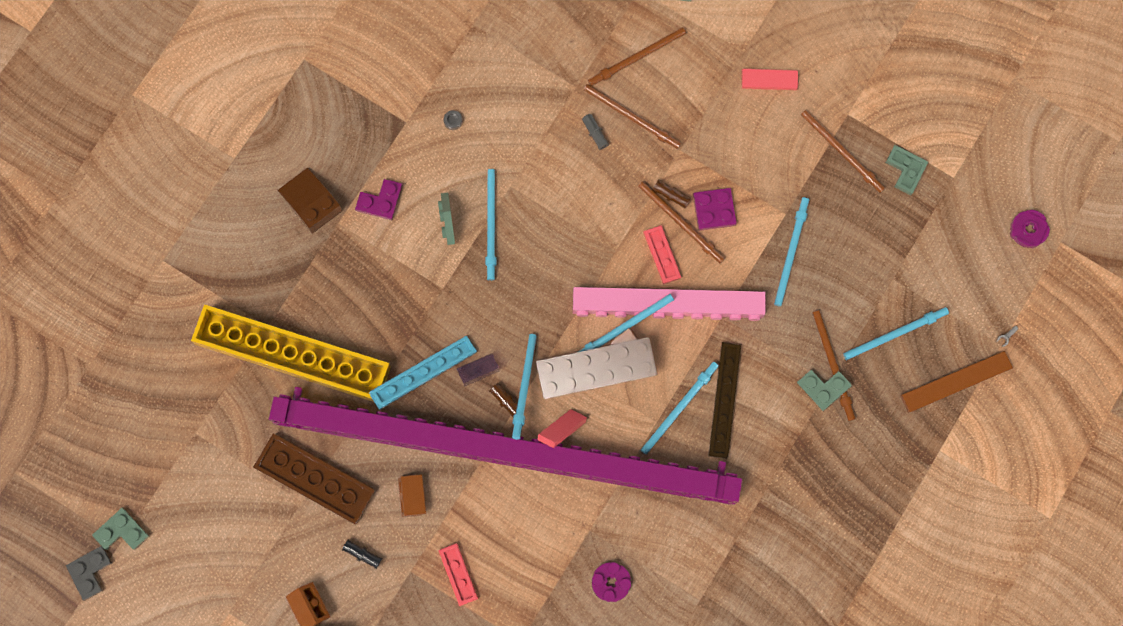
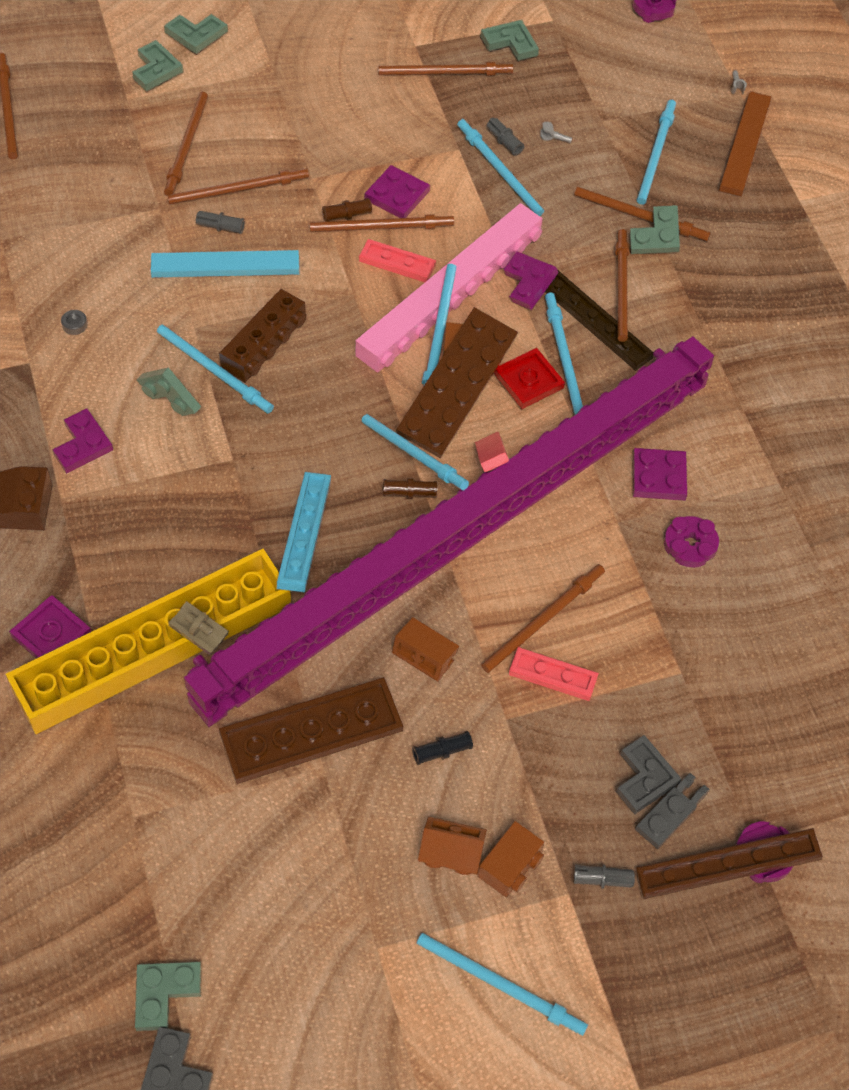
camera: 45 degrees left, 20 degrees down
(254, 297) = (48, 628): none -> magenta plate
(306, 378) = (198, 628): none -> dark tan hips
(478, 370) = (352, 488): hinge -> none
(526, 545) = (580, 586): none -> dark orange bar
(535, 231) = (263, 335): none -> reddish brown brick
(568, 162) = (225, 263): none -> medium azure tile
(642, 402) = (529, 378): none -> red plate
(642, 529) = (659, 474): none -> magenta plate
(719, 346) = (533, 277): none -> magenta plate
(769, 79) = (321, 70): coral tile -> none
(791, 377) = (622, 250): none -> dark orange bar
(819, 233) = (505, 136): none -> dark grey axle
(847, 256) = (548, 133): none -> light grey hand

